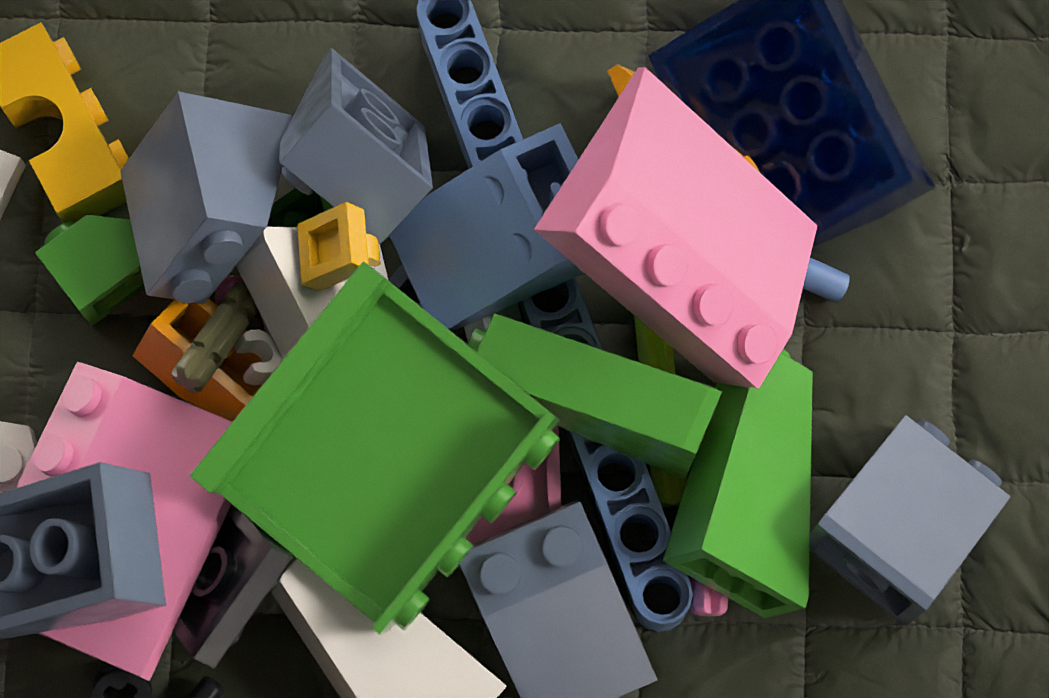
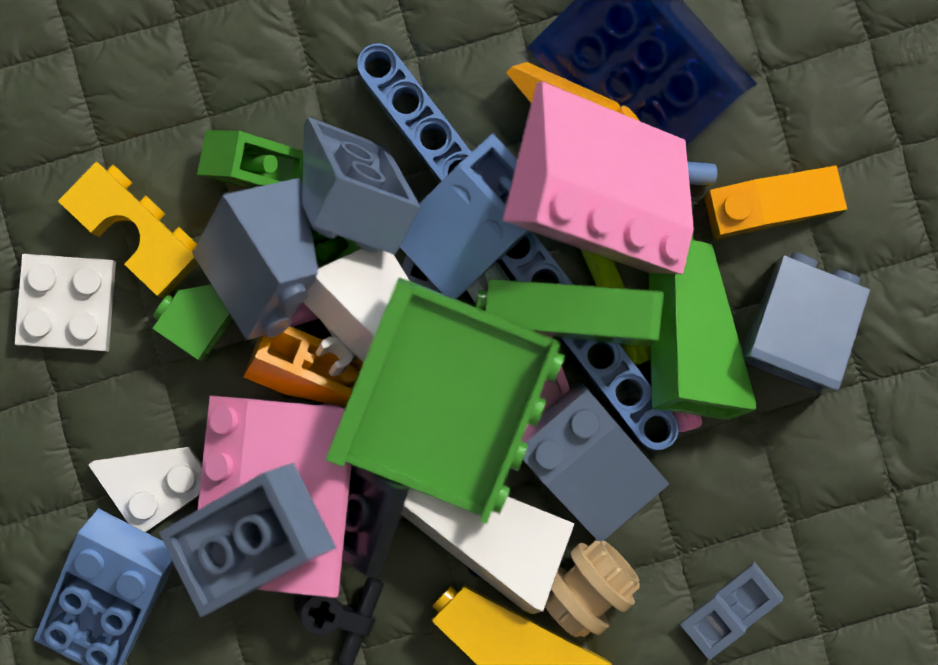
camera: 20 degrees left, 10 degrees up
(216, 339) = (303, 353): olive axle -> none
(233, 71) = (248, 159): none -> bright green slope
(335, 246) = (367, 269): yellow tile -> none
(912, 346) = (774, 201): none -> light orange slope

